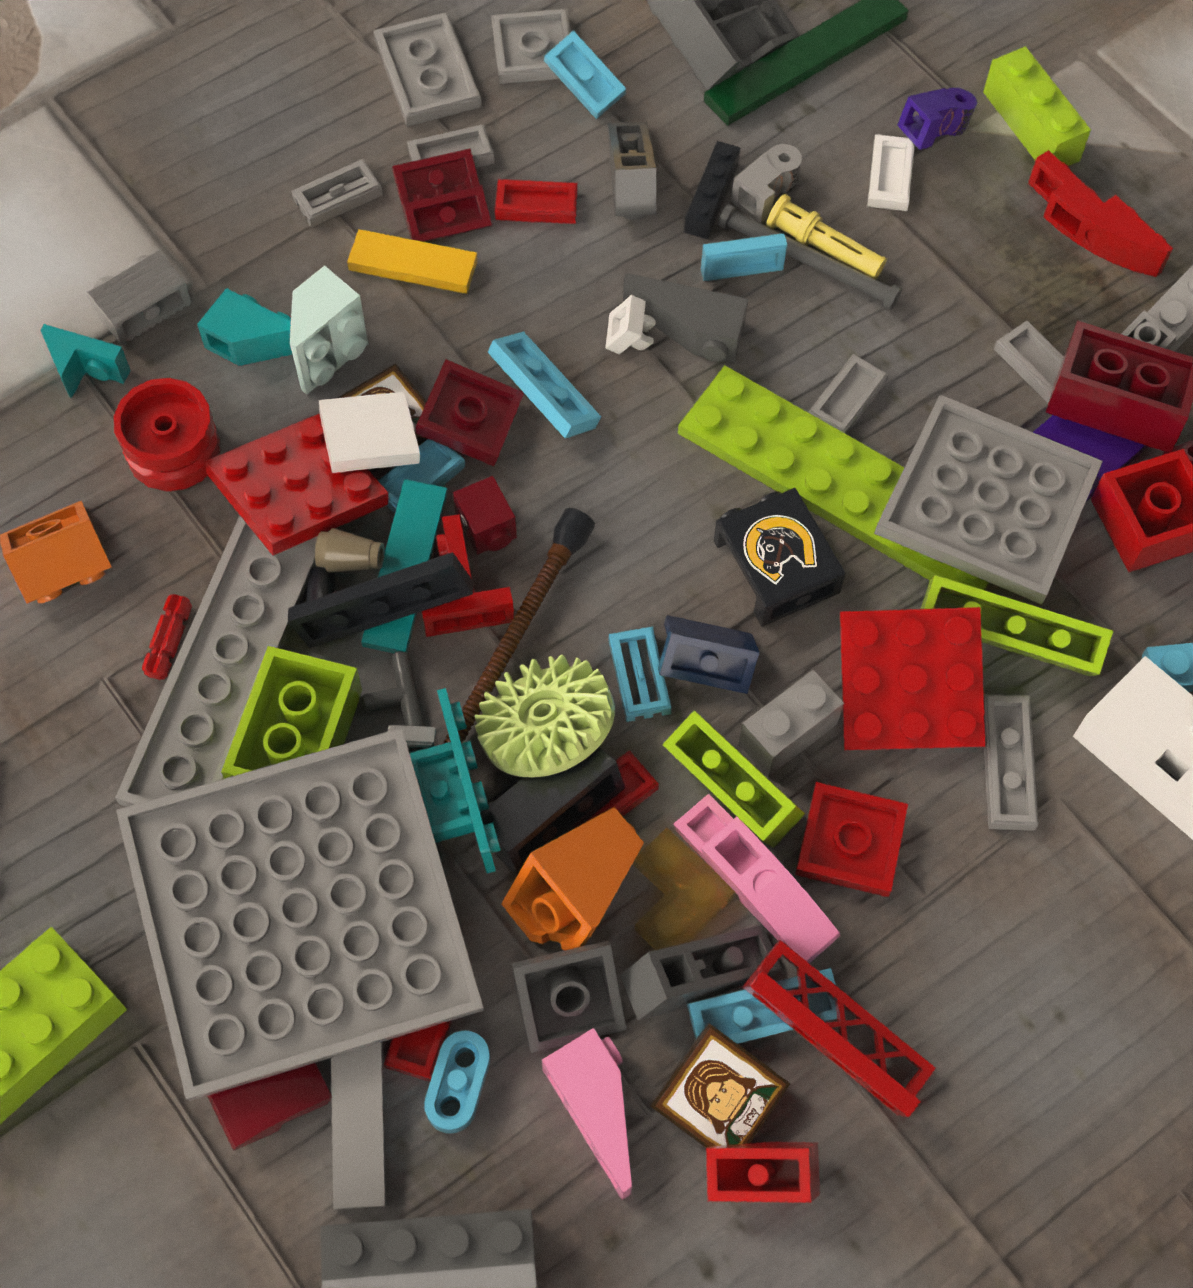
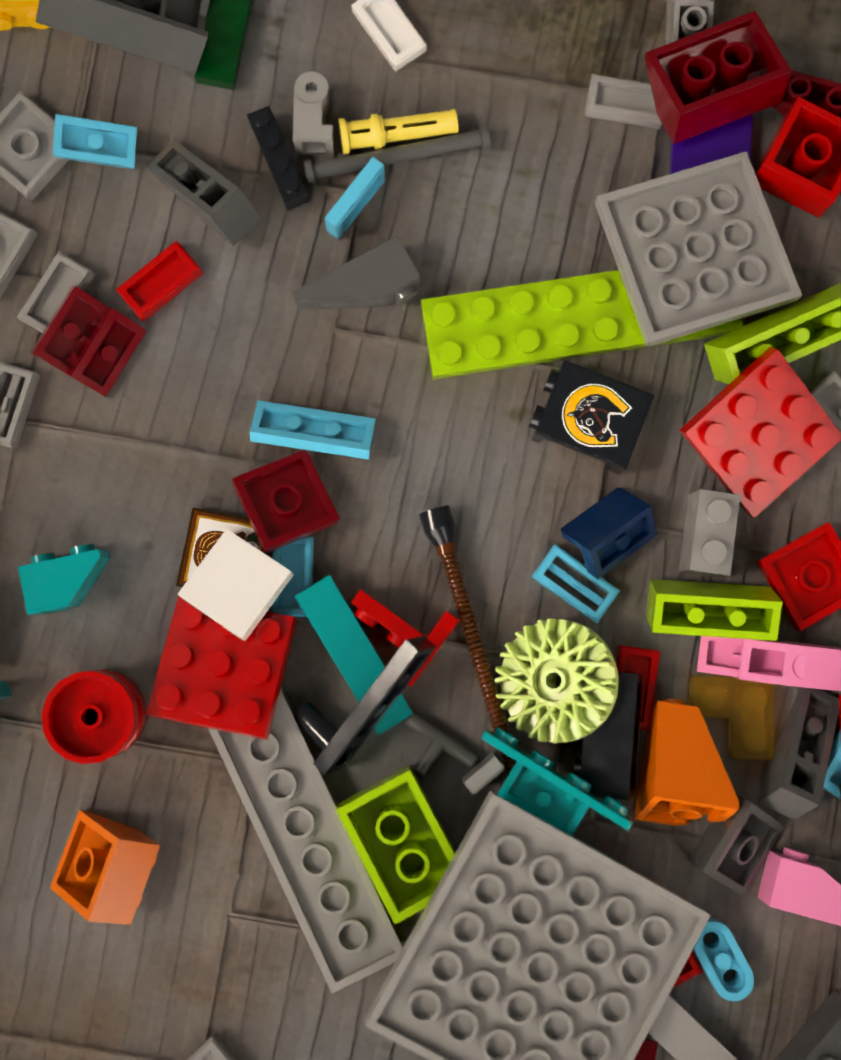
camera: 50 degrees left, 20 degrees up
(166, 637) = (244, 851): red axle -> none
(325, 328) = (122, 535): light aqua slope -> none
(347, 552) = (311, 686): dark tan cone -> none
(412, 261) = (119, 413): yellow tile -> none
(485, 515) = (372, 568): dark red brick -> none
(627, 325) = (326, 329): white tile -> none
(849, 394) = (522, 245): light grey tile -> none

